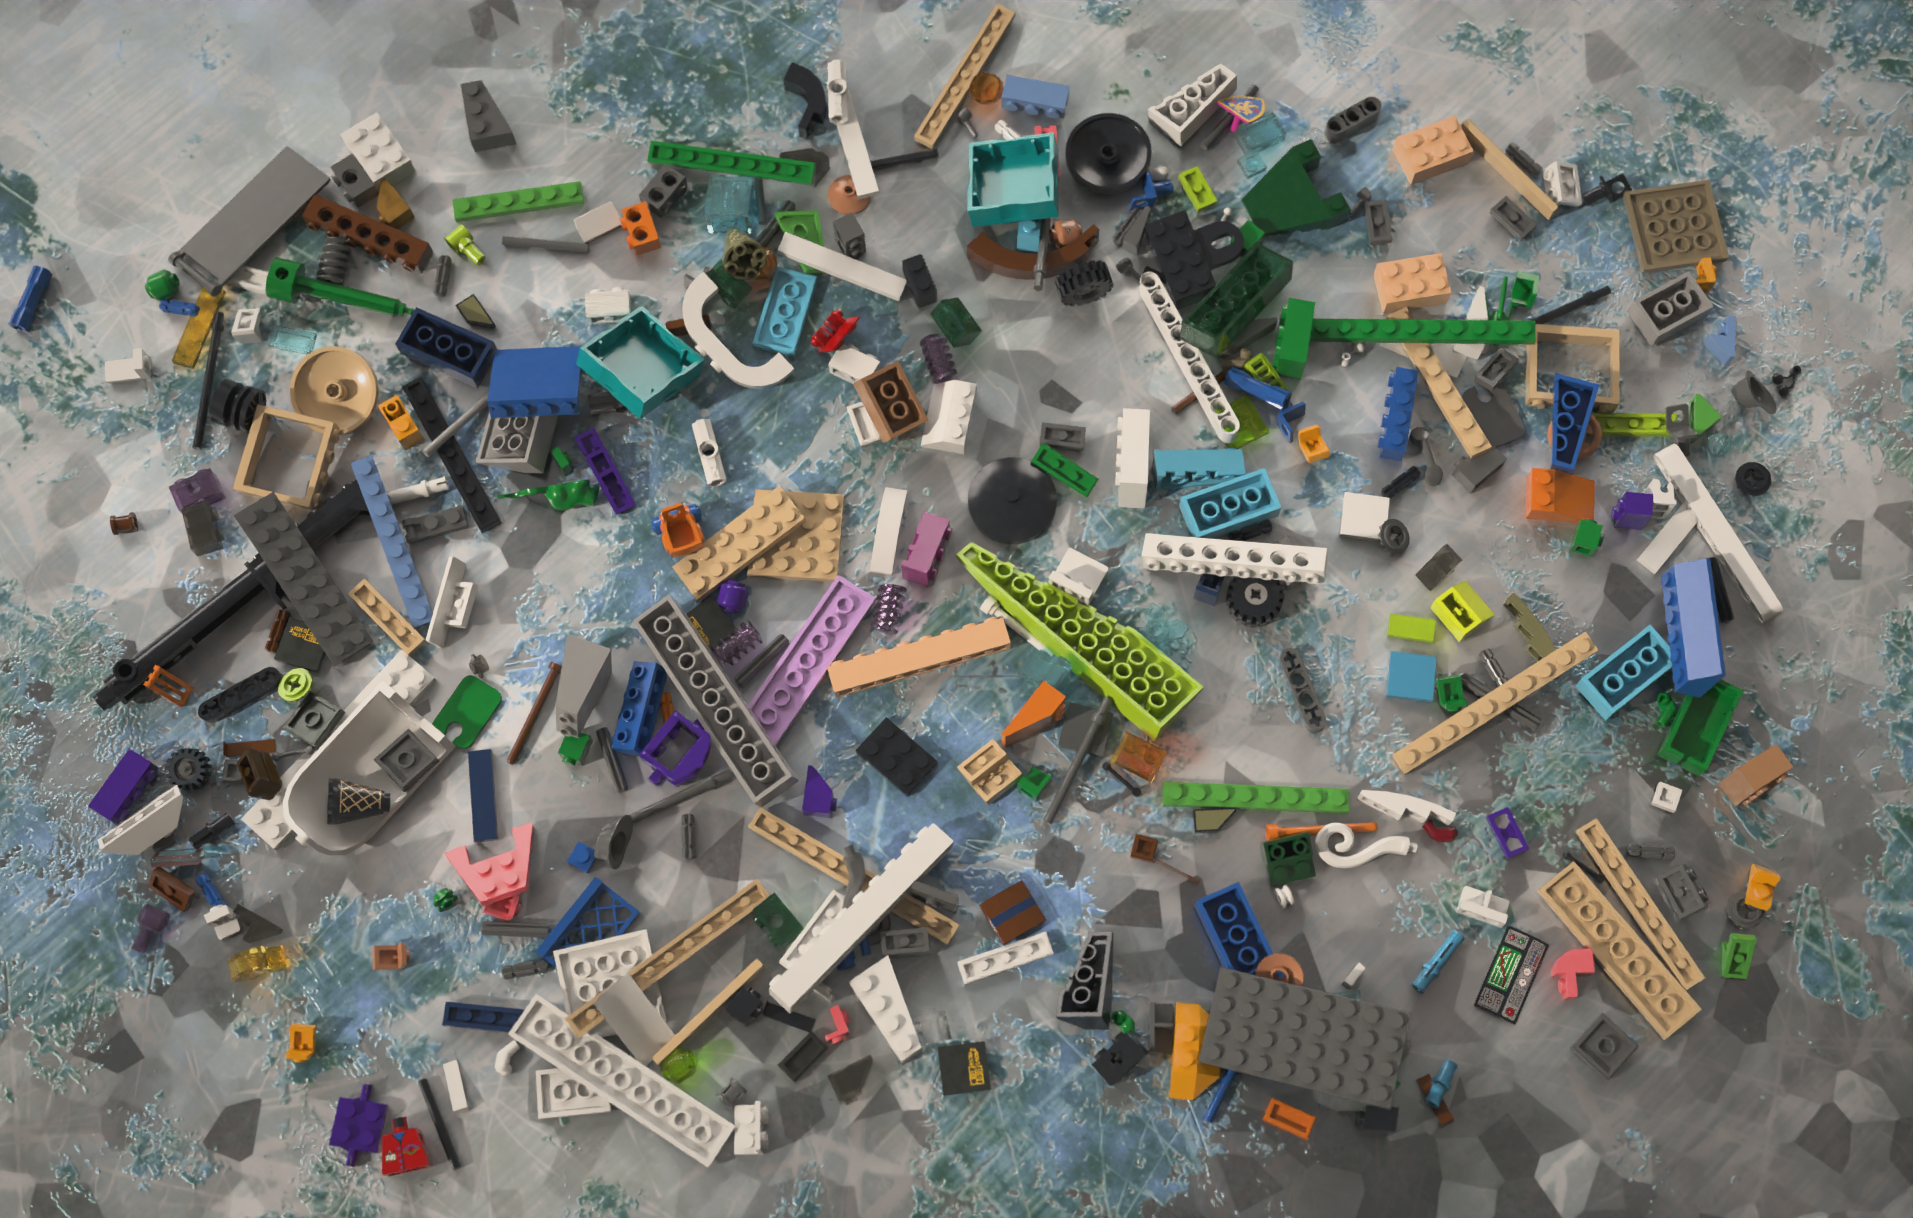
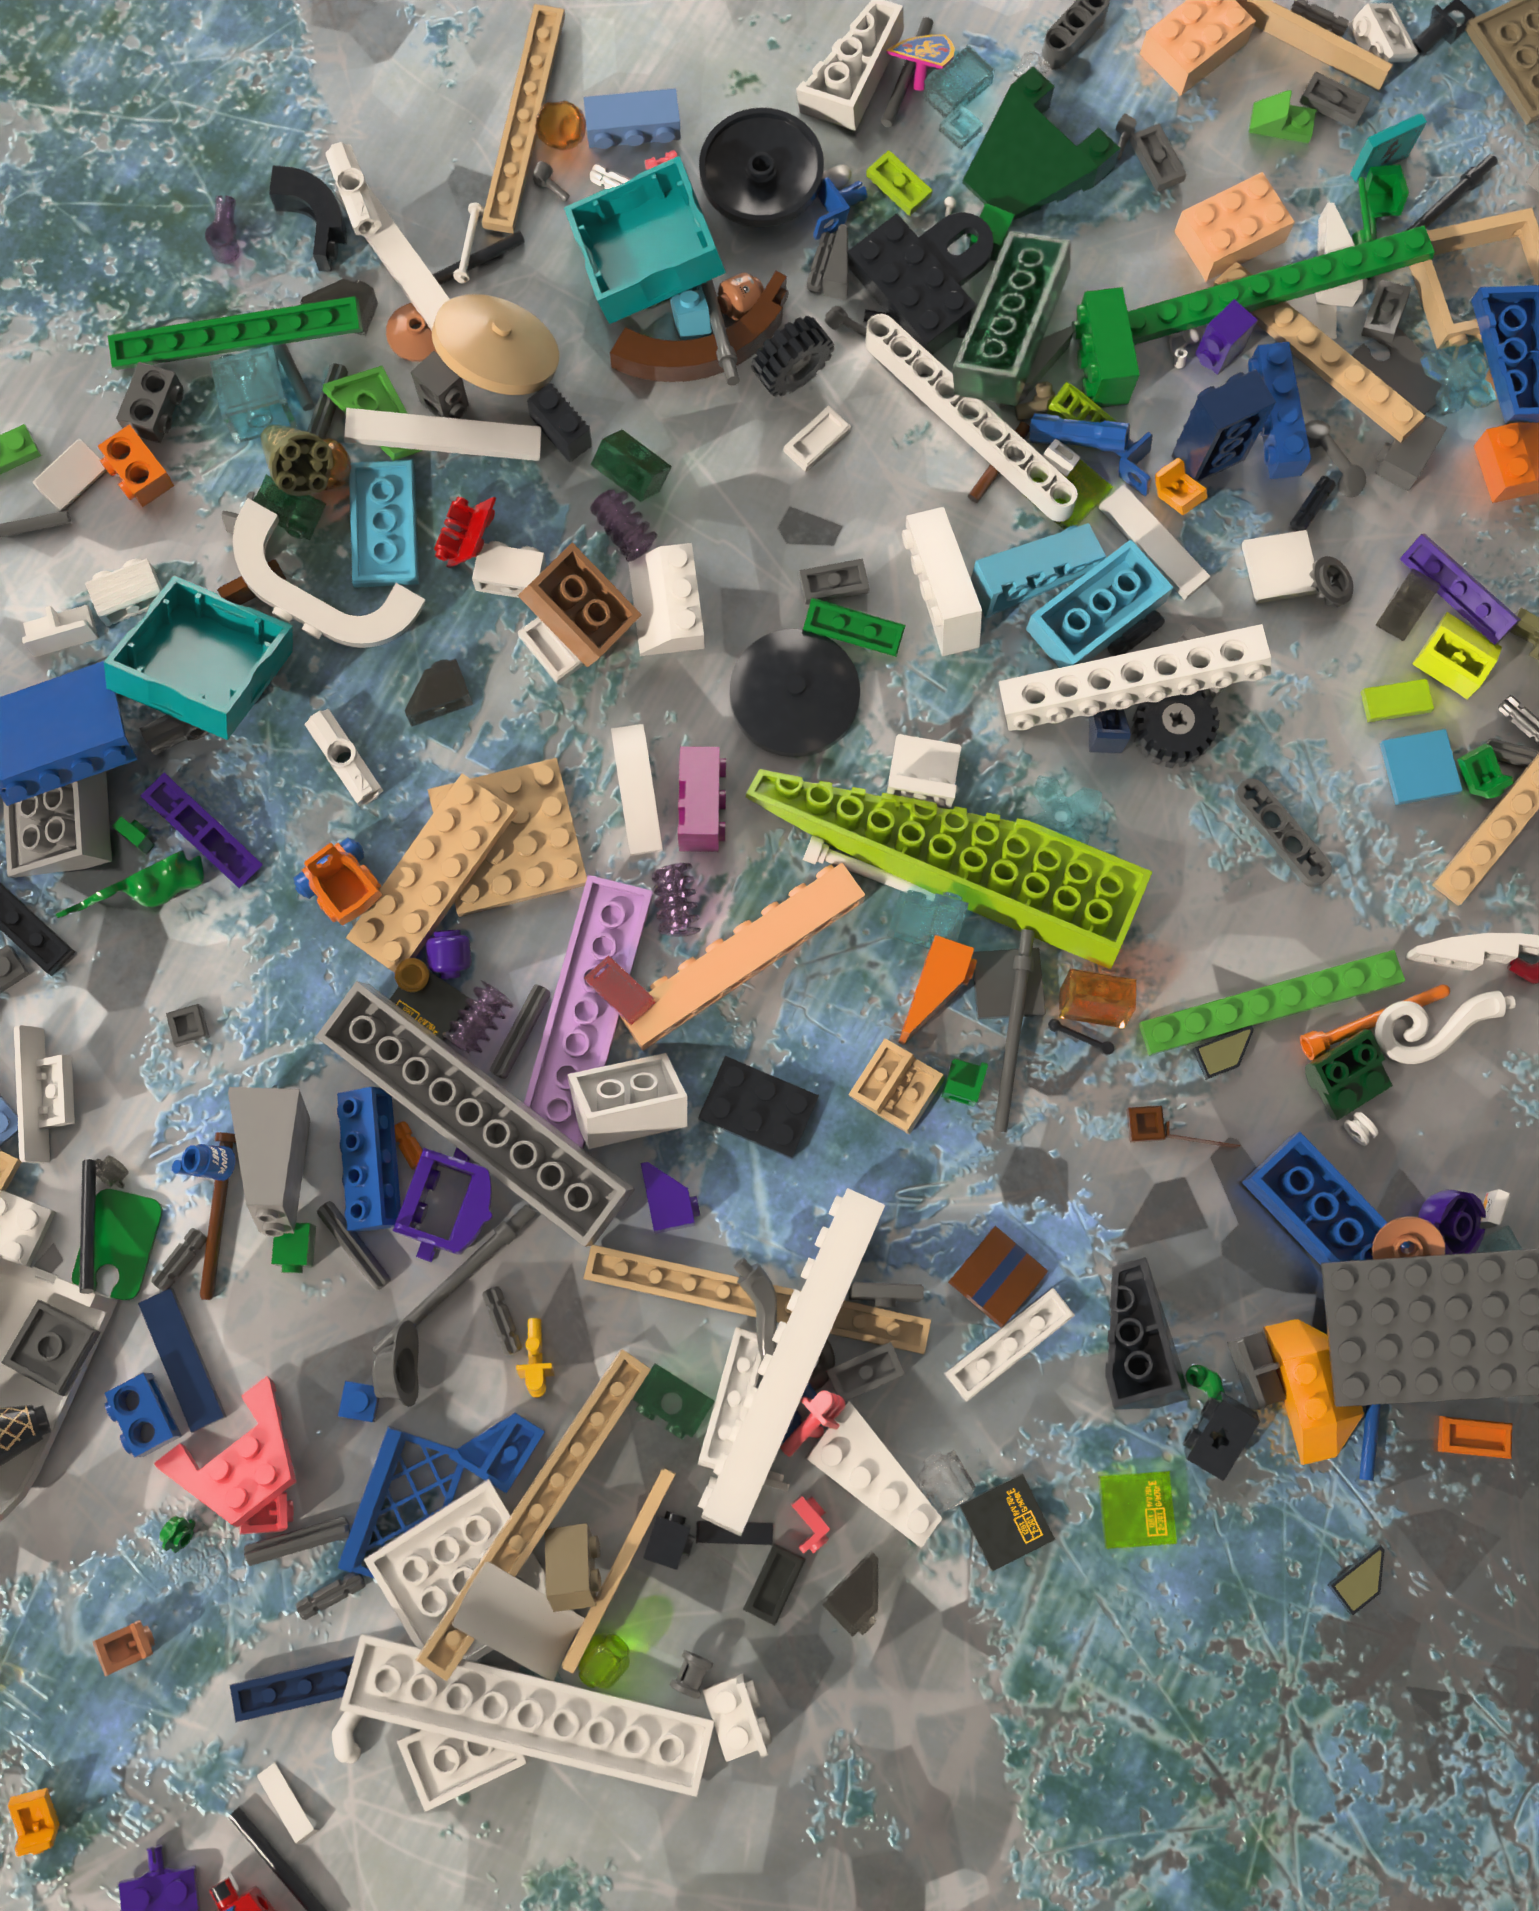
camera: 25 degrees left, 5 degrees up
(453, 693) = (87, 1233): none -> black bar
(453, 819) = (151, 1409): none -> blue brick
(502, 733) = (179, 1259): none -> dark grey axle
(538, 676) = (206, 1162): none -> blue piece
(555, 590) = (187, 1025): none -> dark grey tile
(558, 318) = (59, 630): none -> white panel
(659, 915) = (500, 1451): none -> blue wing
(679, 999) = (571, 1567): none -> dark tan brick
(699, 874) = (535, 1371): none -> yellow arm
(705, 602) = (411, 975): none -> pearl gold plate
(746, 93) = (223, 230): none -> clear purple pin
(782, 430) = (438, 693): none -> clear smoke slope
(814, 724) = (628, 1100): none -> white slope
(832, 653) = (619, 990): none -> clear light blue tile
(870, 953) = (823, 1410): none -> coral arm
(894, 219) = (495, 344): none -> tan dish
(913, 126) = (462, 275): none -> white axle
(1050, 1089) = (1137, 1509): none -> clear neon green tile
(1084, 340) = (817, 438): none -> white tile
(1179, 1183) = (1360, 1581): none -> olive tile
(1239, 401) = (1061, 457): none -> white plate
(1284, 475) = (1154, 541): none -> white tile
(1322, 972) = (1457, 1219): none -> dark purple cylinder
(1348, 413) = (1223, 425): none -> dark blue brick
(1377, 355) = (1225, 337): none -> dark purple brick
(1472, 221) = (1281, 120): none -> bright green slope
(1478, 568) = (1461, 589): none -> dark purple plate
(1529, 428) = (1460, 377): none -> clear light blue plant
(1535, 260) = (1388, 146): none -> teal tile

